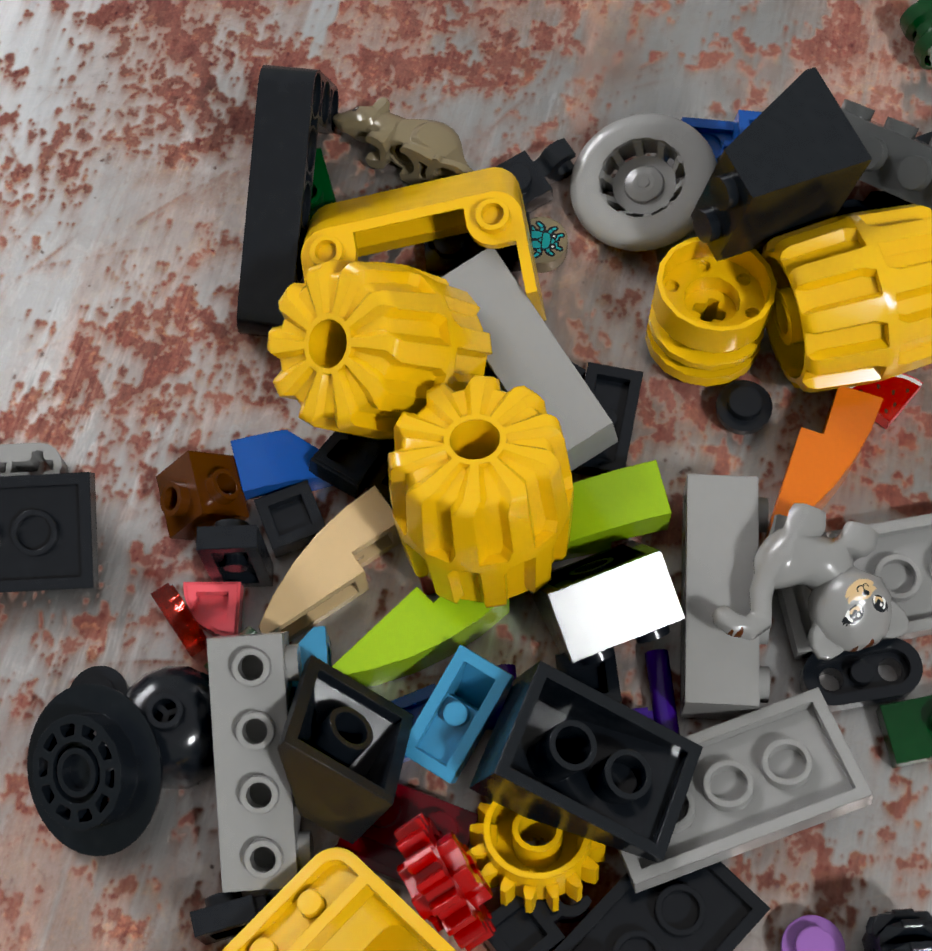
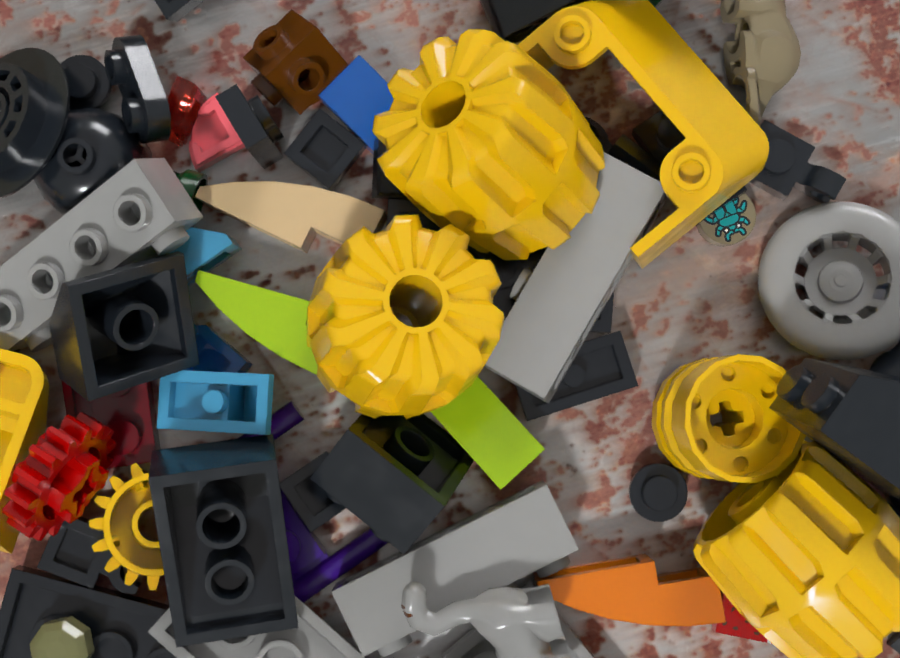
camera: 55 degrees right, 20 degrees up
(139, 638) = (144, 99): none -> black plate

